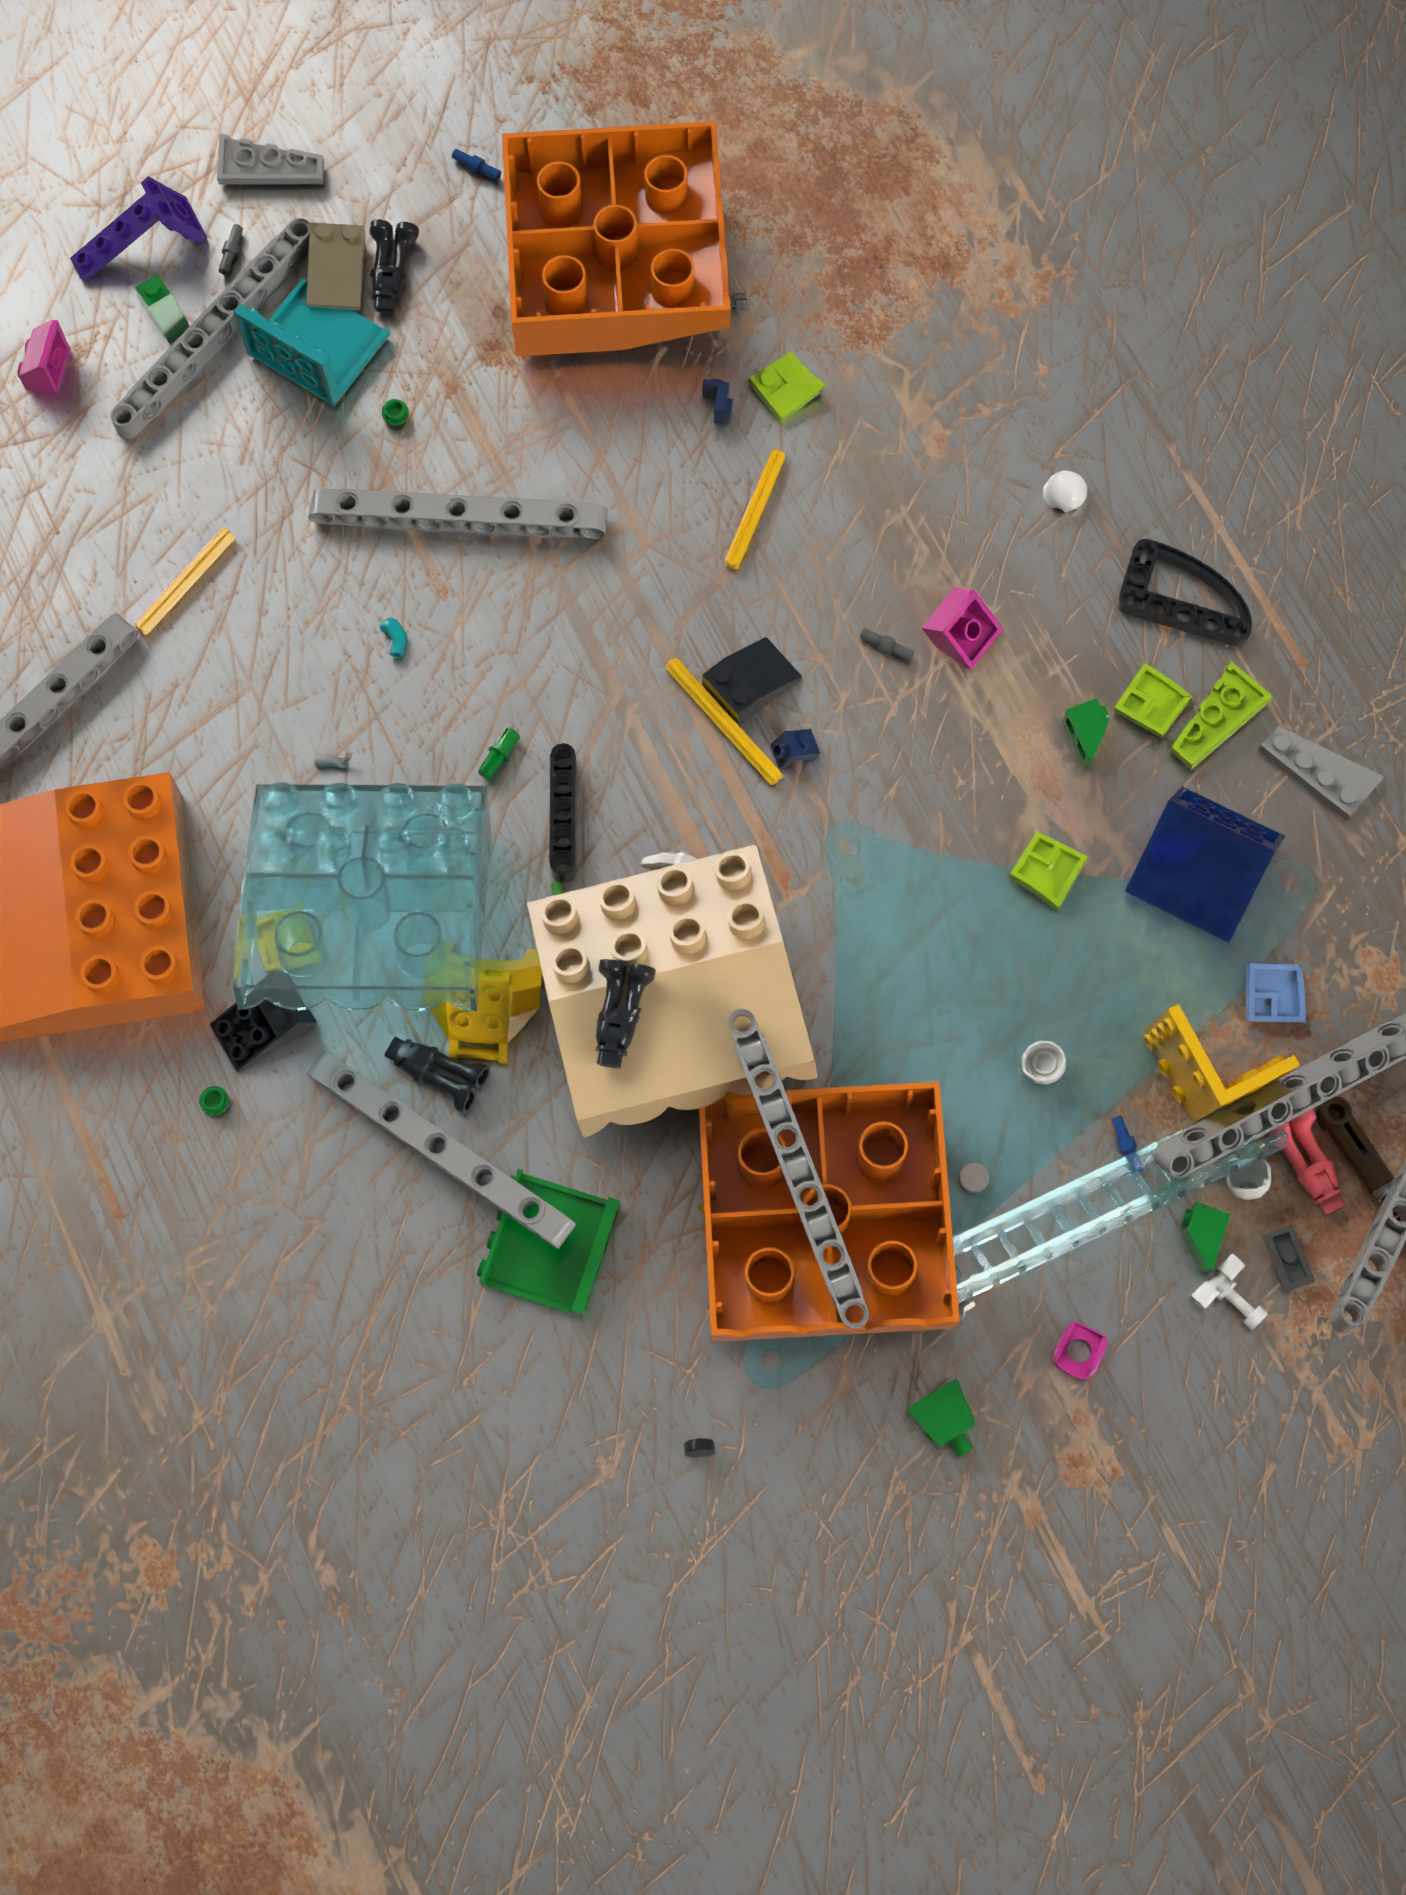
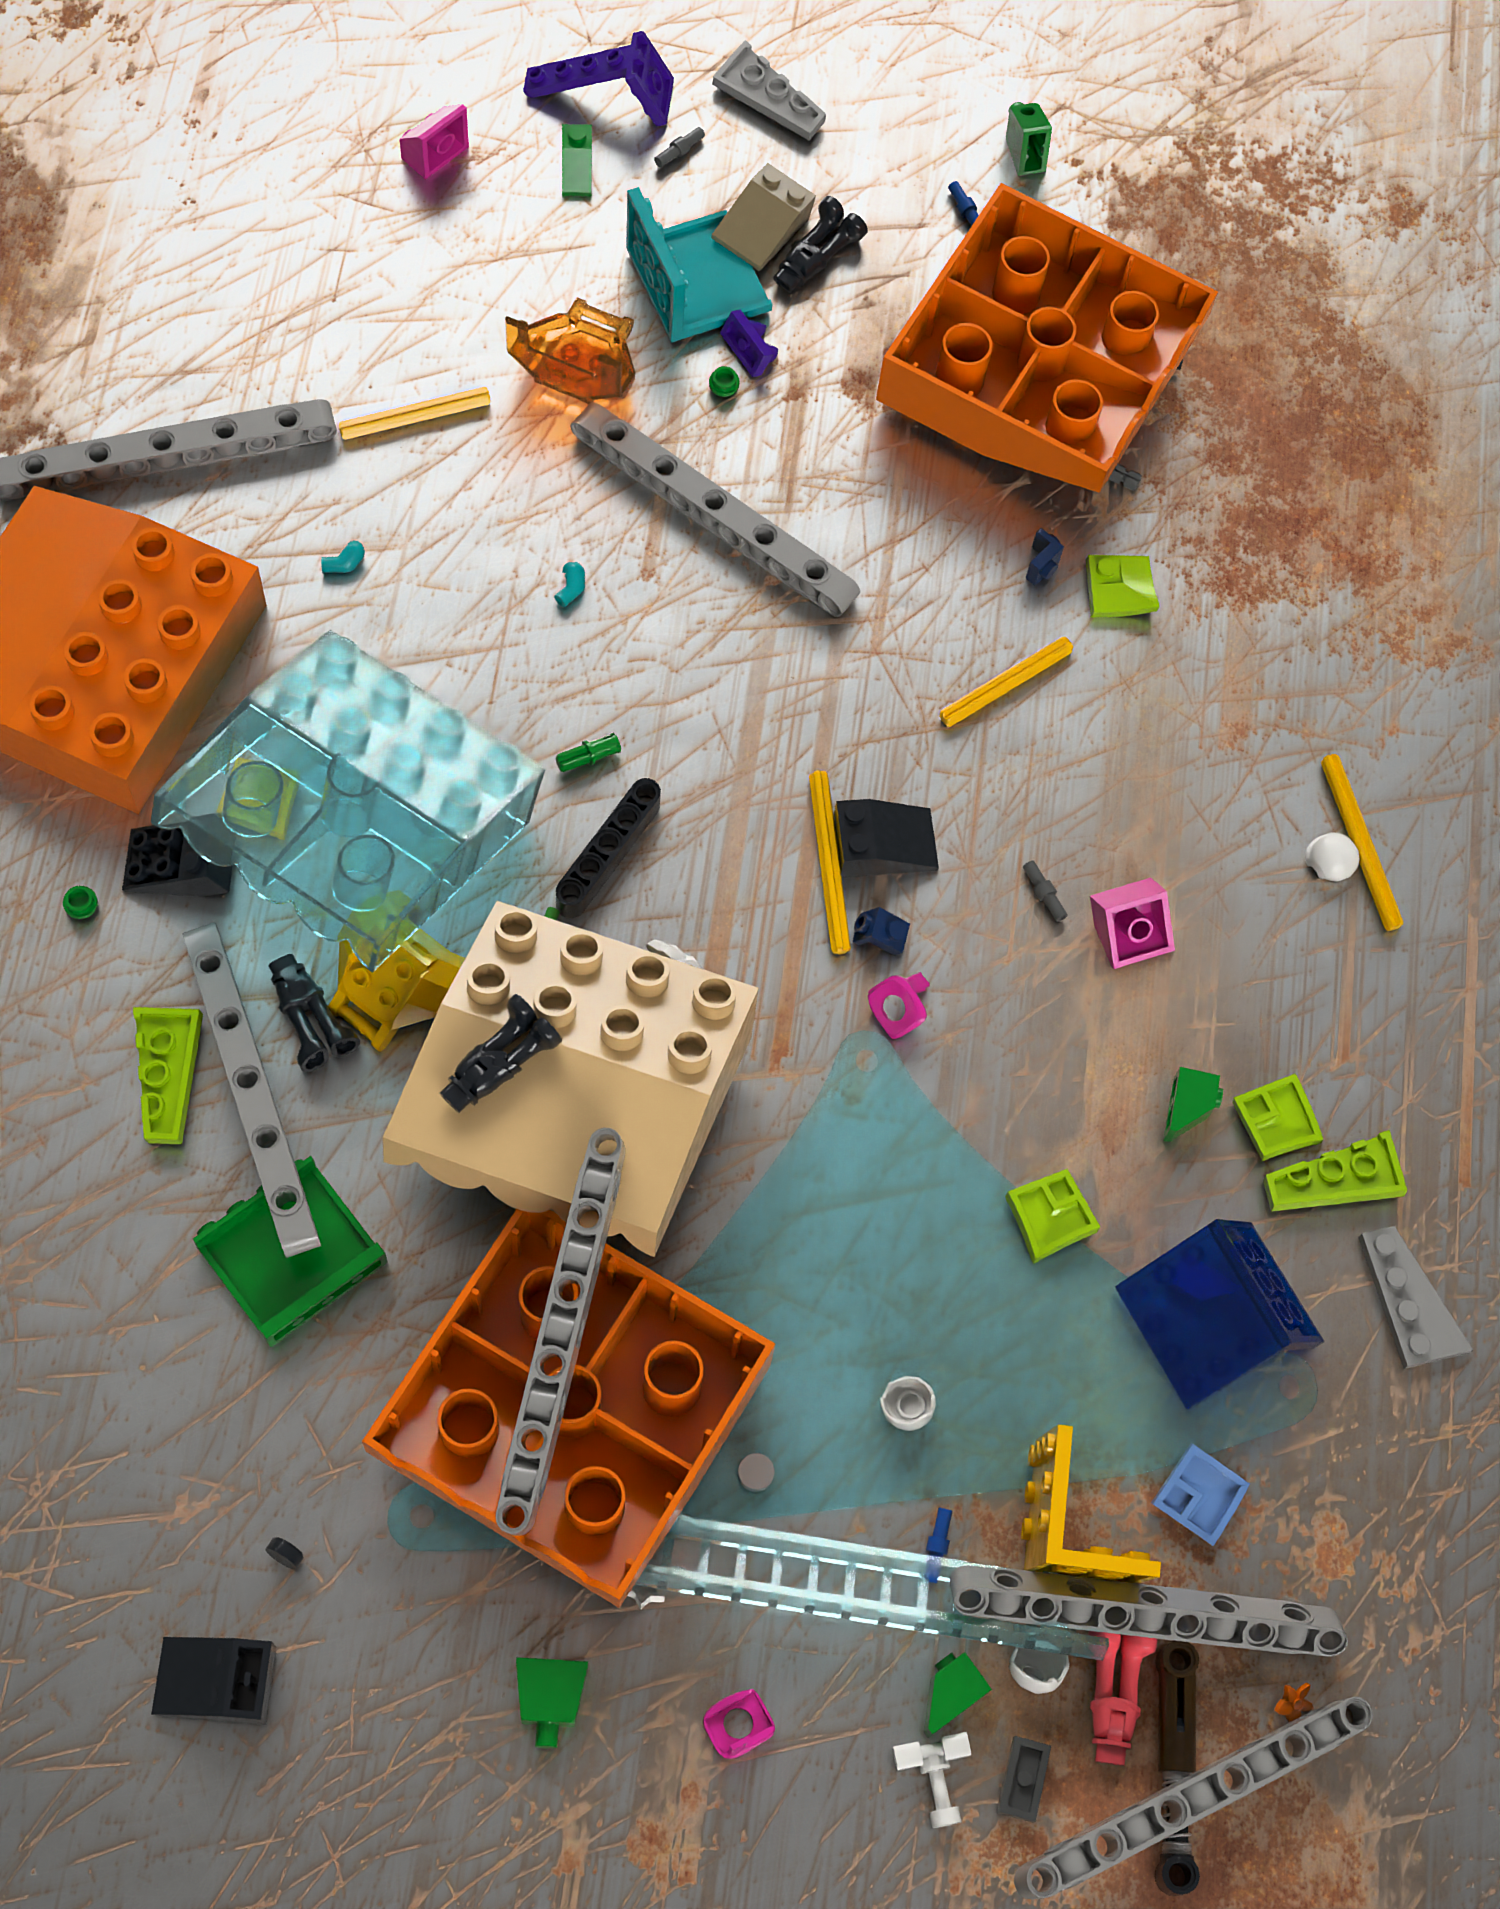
camera: 25 degrees right, 5 degrees down
(211, 330) = (603, 206): light grey beam -> none
(218, 724) = (346, 561): none -> teal arm
(275, 459) = (575, 353): none -> clear orange piece
(330, 760) = (428, 661): light grey piece -> none
(365, 1174) = (167, 1060): none -> lime wing
(391, 372) = (747, 344): none -> dark purple tile
(485, 81) = (1028, 130): none -> green torso
(714, 1562) = (215, 1679): none -> black slope
(844, 778) = (907, 990): none -> dark pink piece
(1074, 464) = (1361, 838): none -> yellow axle
(1172, 606) = (1365, 1037): black beam -> none

